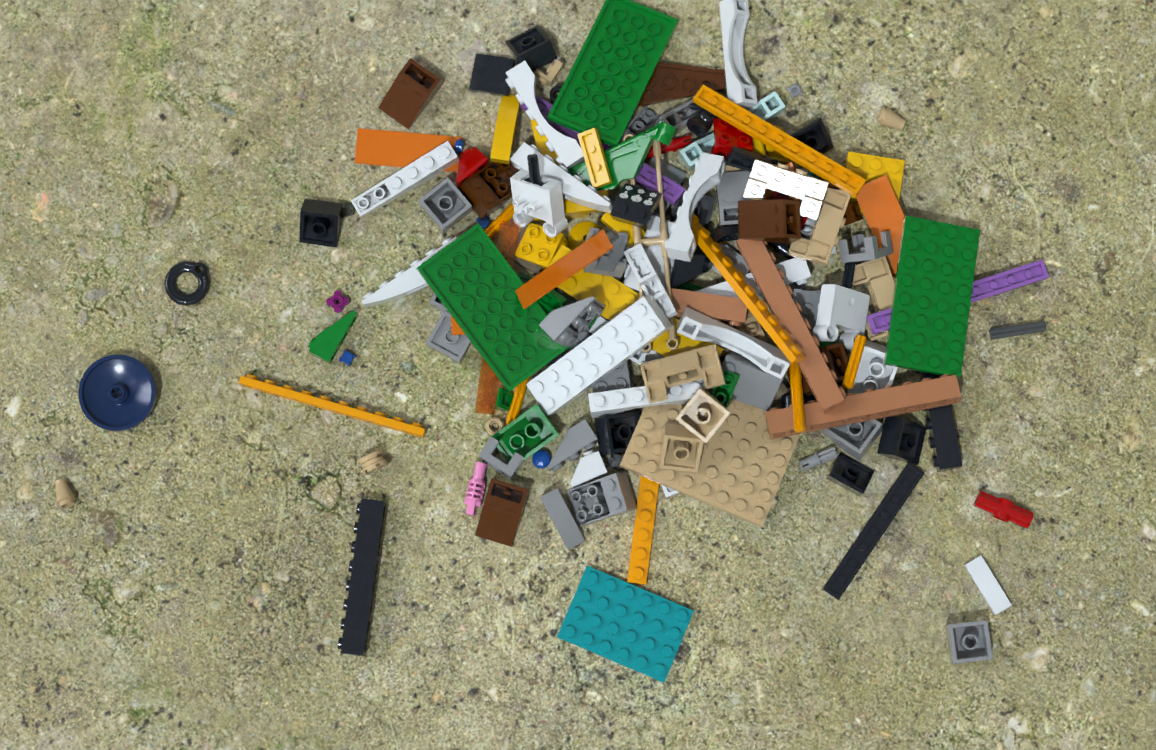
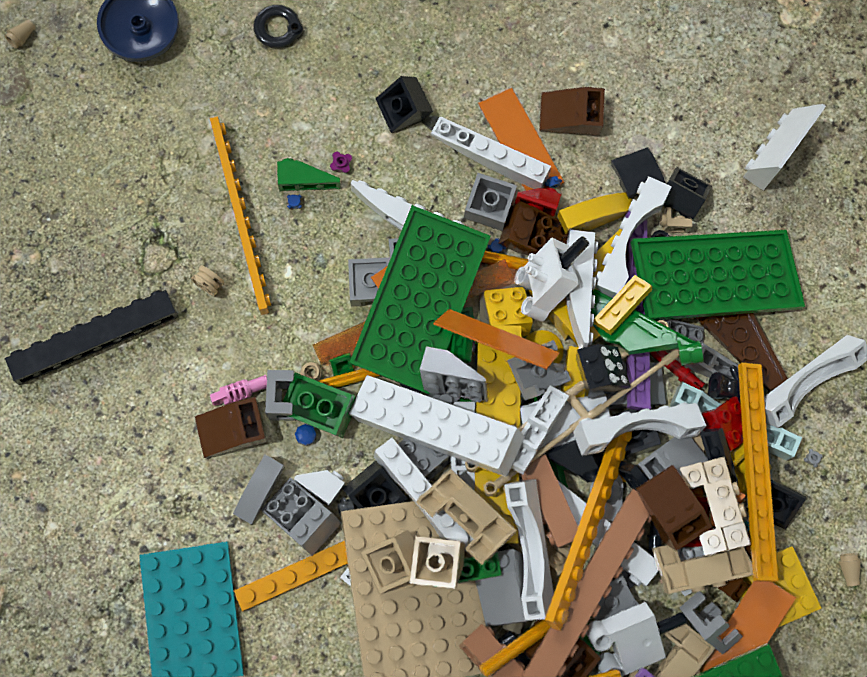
camera: 50 degrees right, 5 degrees down
(575, 440) = (341, 455): light grey slope -> none

